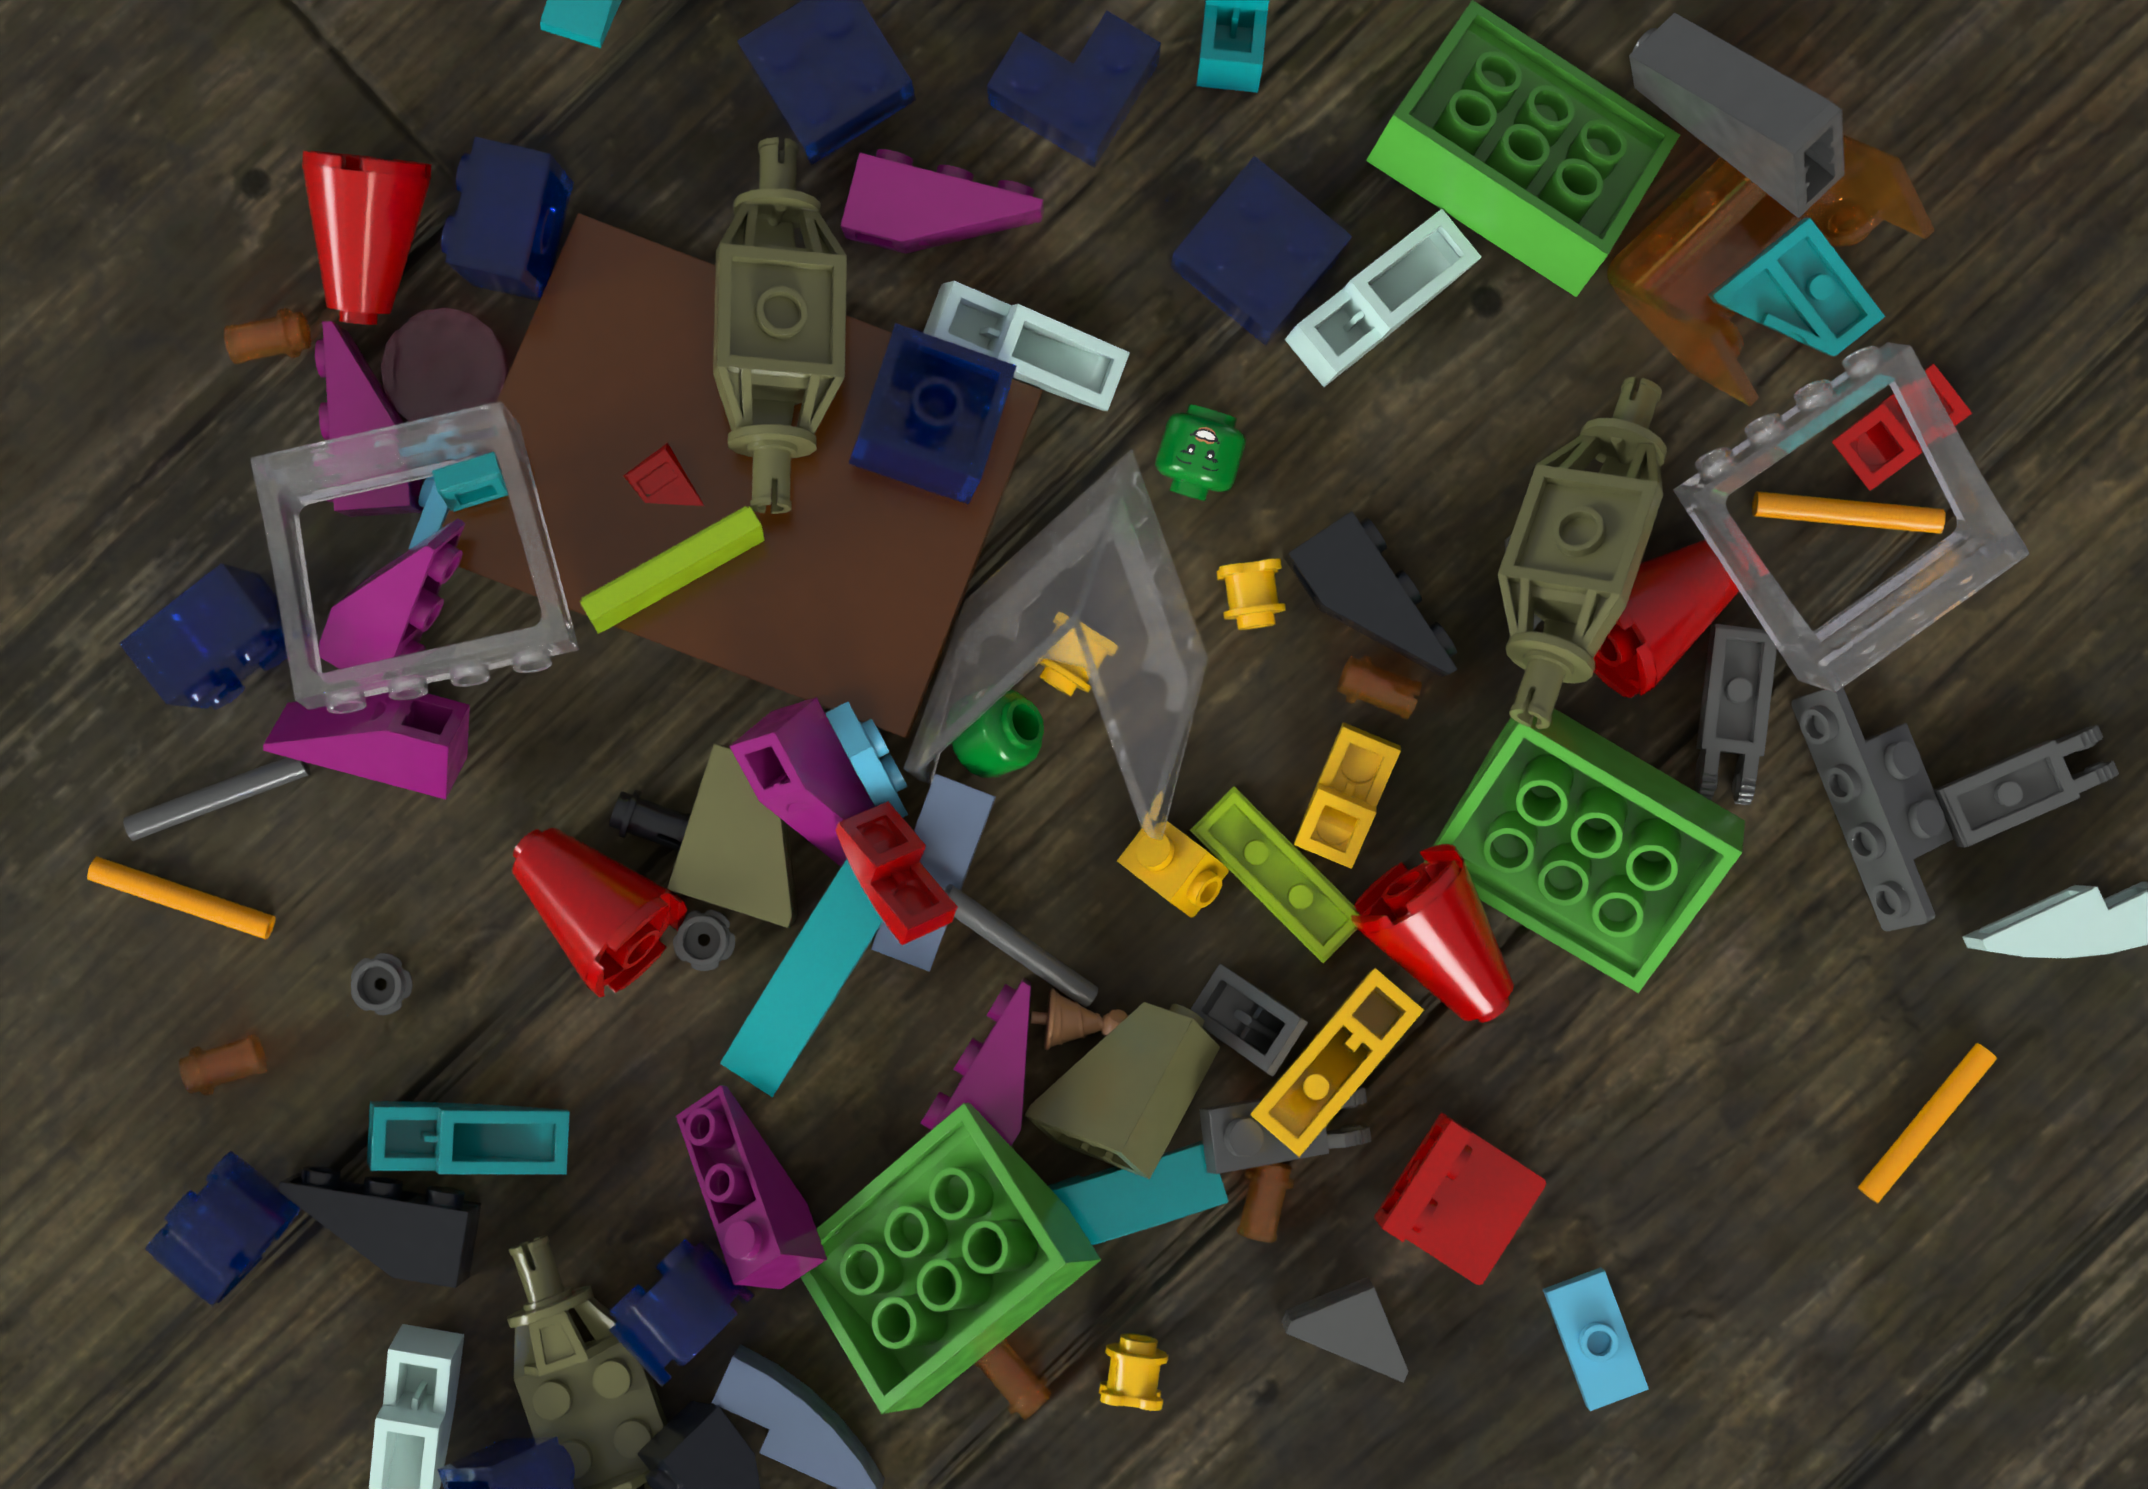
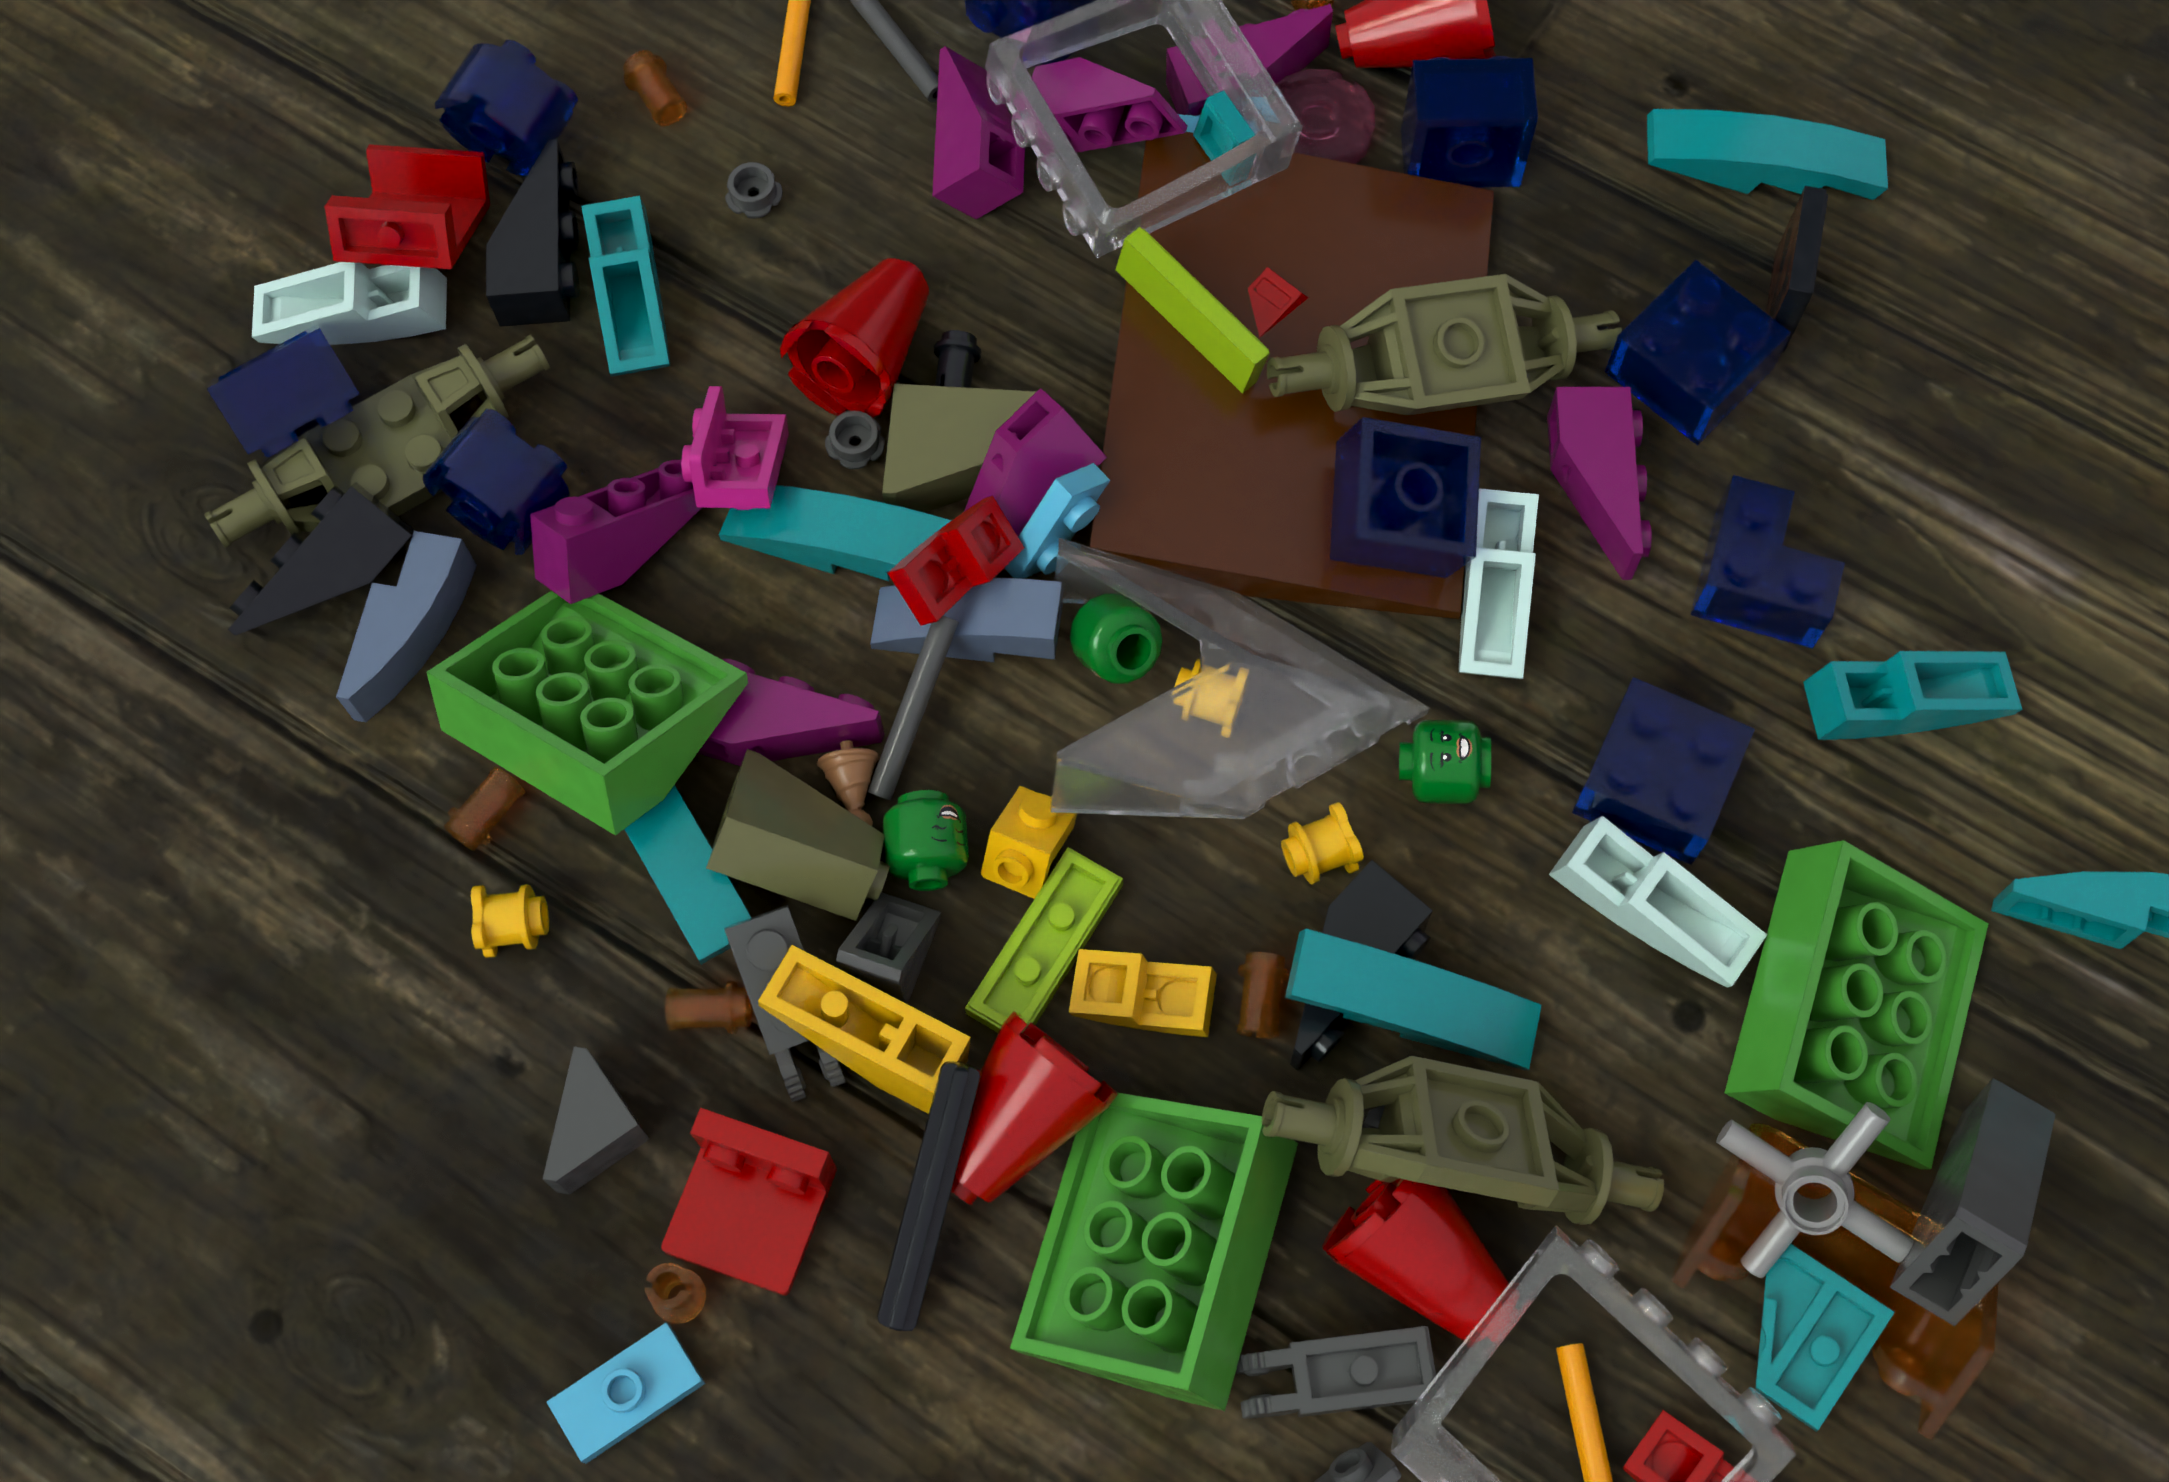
camera: 75 degrees right, 20 degrees down
(327, 1348) = (418, 211): none -> red panel
(703, 1065) = (733, 455): none -> dark pink bracket
(1156, 964) = (925, 839): none -> green head
(1432, 554) = (1413, 999): none -> teal slope
(1501, 1036) = (928, 1196): none -> black axle
(1514, 1269) = (687, 1302): none -> clear orange pin
(1702, 254) = (1818, 1166): none -> light grey bar

